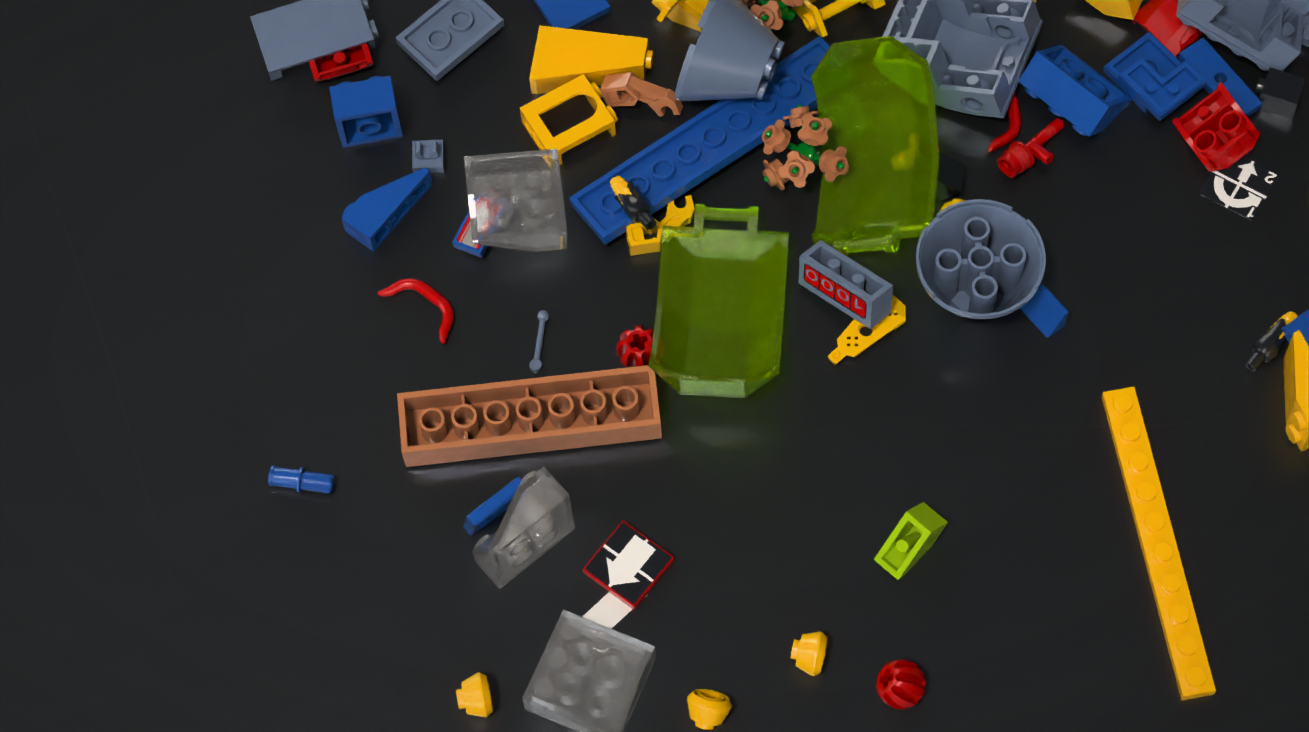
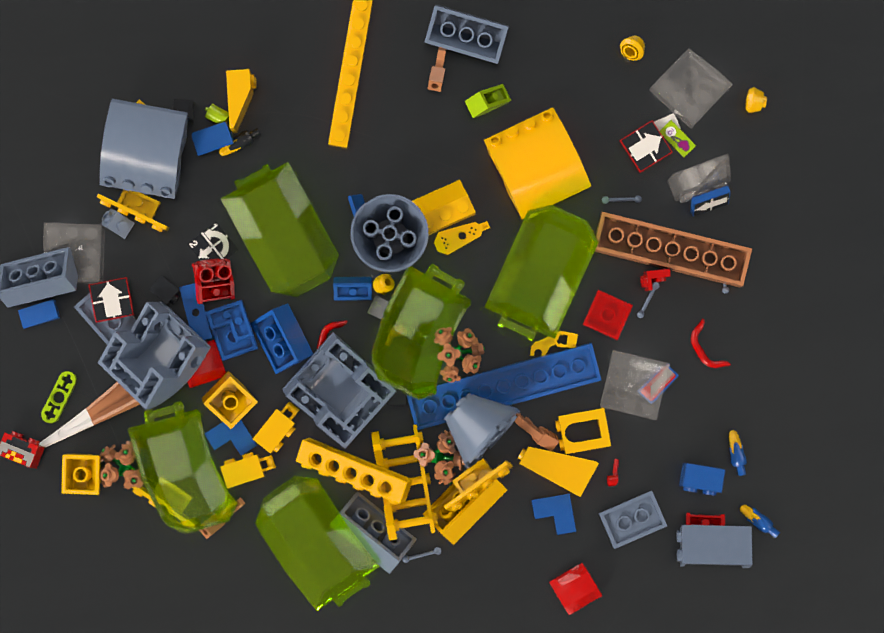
camera: 165 degrees left, 20 degrees up
(257, 94) = (759, 520): none -> blue piece
(300, 479) = (810, 263): blue axle -> none
(324, 172) = (738, 457): none -> blue piece
(382, 209) = (715, 412): blue slope -> none
(428, 155) = (672, 442): sand blue tile -> none
(499, 74) = (612, 480): none -> red hand
(543, 360) = (656, 276): none -> red bracket
(582, 597) = (677, 138): none -> lime sticker
(594, 297) = (607, 315): none -> red tile
(629, 346) = (598, 265): red piece -> none
(632, 202) = (568, 358): black piece -> none
(662, 464) = (605, 199): none -> sand blue hinge
(793, 465) = (537, 162): none -> yellow slope
(810, 652) = (567, 57): yellow cone -> none
(845, 284) = (465, 260): sand blue brick -> none
(900, 684) = (526, 20): red piece -> none
(914, 353) = (445, 206): none -> yellow slope
(989, 627) = (466, 34): none -> sand blue slope
(1010, 191) = (352, 288): none -> blue slope
(1010, 555) = (437, 71): none -> nougat piece
(1021, 156) = (333, 306): red piece -> none
(1153, 231) = (281, 230): none -> clear neon green windscreen

